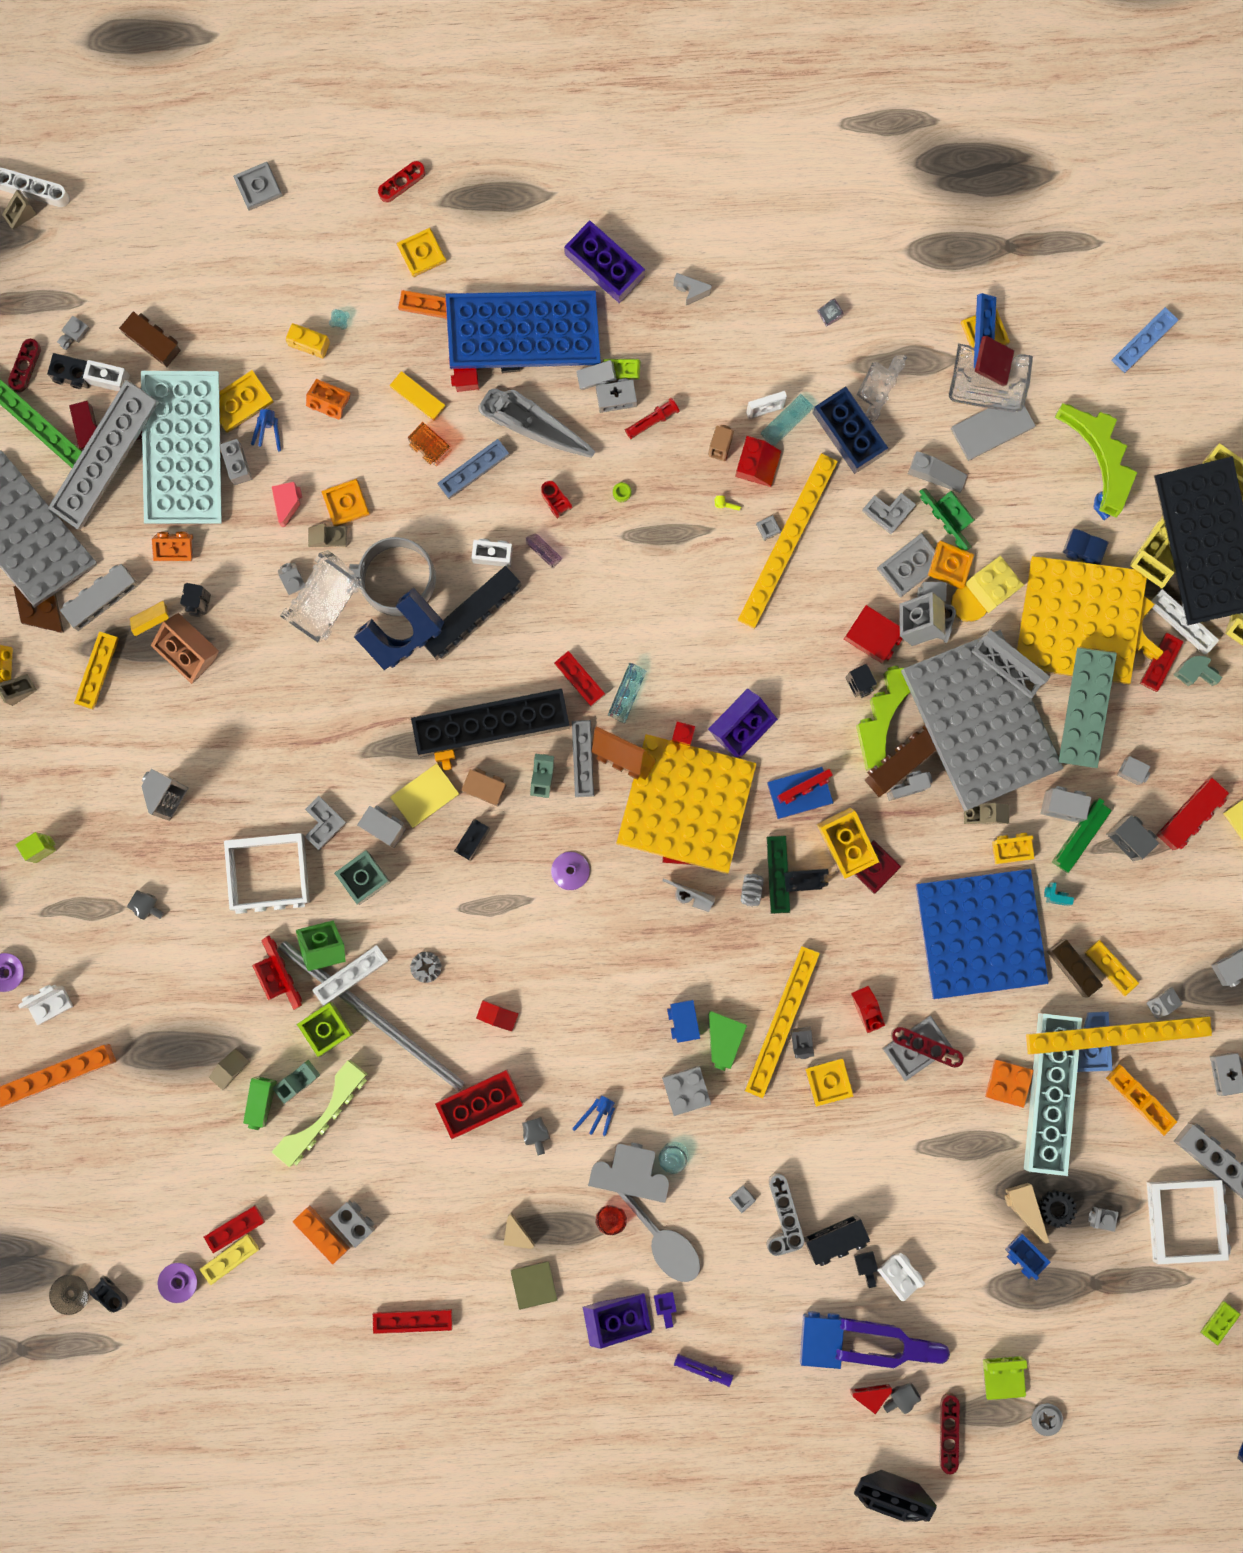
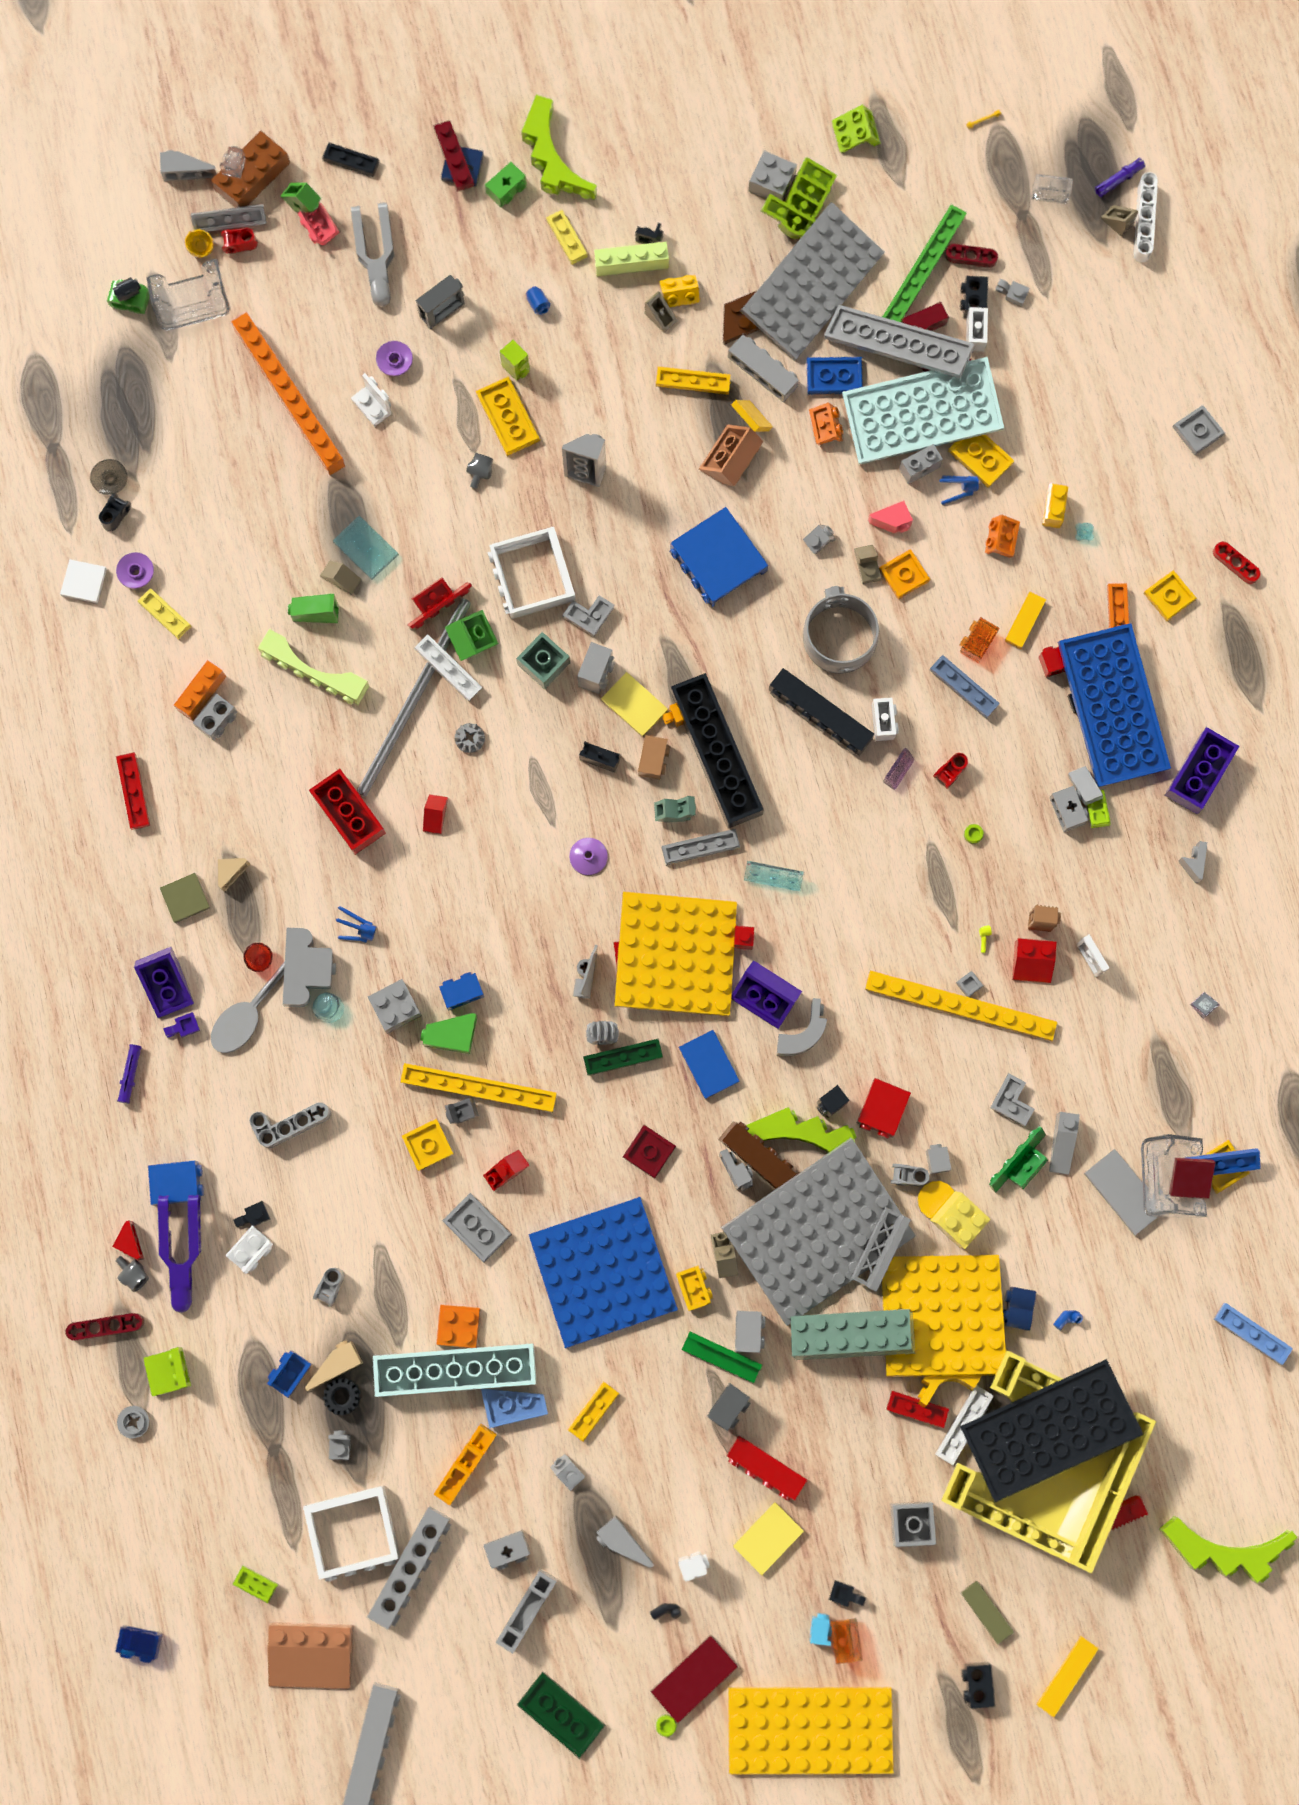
camera: 80 degrees right, 5 degrees down
(92, 866) = (507, 416): none -> yellow tile
(121, 528) = (833, 374): none -> blue tile
(150, 338) = (1023, 362): reddish brown brick -> none
(176, 1339) = (83, 581): none -> white tile
(195, 599) = (778, 453): black brick -> none
(202, 1038) = (365, 547): none -> clear light blue tile
(234, 1229) = (192, 611): red plate -> none
(289, 682) = (717, 556): none -> blue panel
(296, 1082) = (338, 639): sand green brick -> none
(322, 597) = (805, 567): clear windscreen -> none
(325, 1029) = (392, 655): lime brick -> none
(389, 651) = (767, 640): dark blue arch -> none
(530, 420) = (1024, 731): light grey piece -> none
(535, 1133) = (328, 870): dark grey piece -> none
(579, 678) = (778, 828): red plate -> none
(622, 754) = (710, 880): dark orange slope -> none
(659, 414) = (1060, 855): red pin -> none
(742, 1199) = (299, 1081): light grey tile -> none
(787, 420) = (1083, 982): clear light blue plate -> none
(792, 690) = (797, 1044): none -> light grey arch
(805, 787) = (714, 1066): red plate -> none
(805, 880) = (622, 1084): black hinge -> none
(836, 1240) = (273, 1178): black brick -> none
(848, 842) = (667, 1119): yellow slope -> none
(850, 430) = (1086, 1045): dark blue brick -> none
(878, 385) = (1139, 1065): clear bracket -> none
(895, 1497) = (36, 1280): black wedge -> none
(908, 565) = (962, 1133): light grey tile -> none
(922, 619) = (907, 1150): light grey brick -> none
(926, 1049) = (481, 1235): dark red beam -> none
(951, 564) = (971, 1173): light orange tile -> none
(952, 1204) = (328, 1287): none -> light grey piece
(1060, 898) = (653, 1345): teal bracket -> none
(1075, 968) = (585, 1371): dark brown brick -> none
(1108, 451) = (1124, 1315): lime arch -> none
(1118, 1035) = (525, 1426): yellow plate -> none
(1134, 771) = (798, 1399): light grey brick -> none
(1197, 666) = (919, 1444): sand green brick -> none

